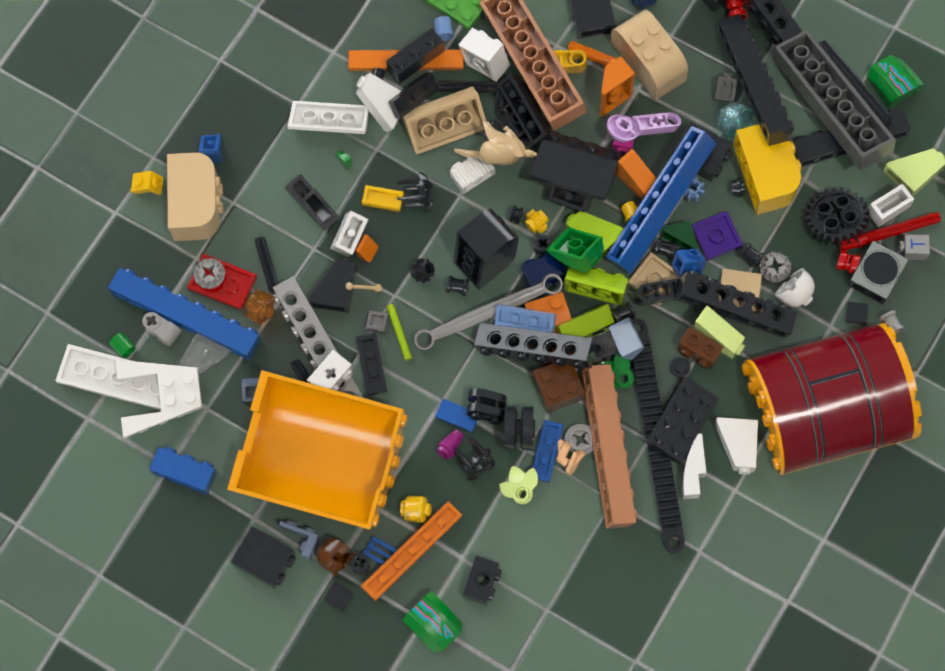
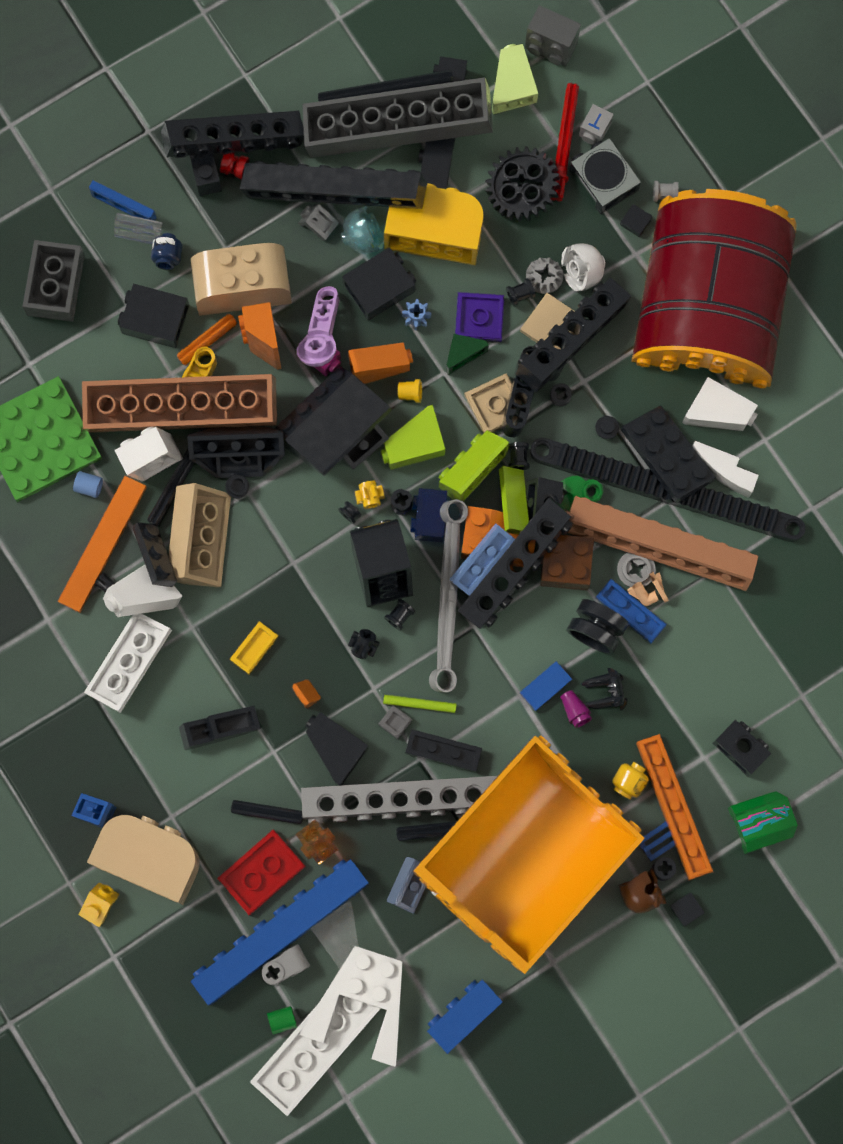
camera: 70 degrees left, 5 degrees up
(209, 282) = (241, 892): light grey gear -> none
(263, 558) = (607, 971): black brick -> none
(308, 547) = (617, 917): sand blue bracket -> none
(332, 364) = (430, 790): white brick -> none
(344, 159) = (187, 668): green tile -> none
(349, 233) = (281, 703): white brick -> none
(377, 288) = (356, 703): tan hinge -> none
(415, 55) = (108, 529): black brick -> none
(424, 195) = (266, 595): black piece -> none
(470, 173) = (276, 535): white brick -> none
(486, 406) = (558, 660): black brick -> none
(500, 149) = (273, 491): tan hair -> none
(519, 482) = (651, 657): yellowish green plate -> none
(577, 249) = (428, 467): green slope -> none
(626, 339) = (553, 465): slope -> none
(661, 200) = (418, 350): blue brick -> none
(665, 248) = (464, 382): black bush -> none
(684, 316) = (553, 394): none -> black bush
(688, 261) = (500, 359): blue brick -> none
(699, 348) = (599, 395): reddish brown bracket -> none
(718, 330) = (592, 368): yellowish green slope -> none
(738, 187) = (439, 266): black plate -> none
(843, 260) = (578, 200): red wheel -> none
(890, 205) = (540, 124): white piece -> none
(893, 80) = (399, 50): green slope -> none

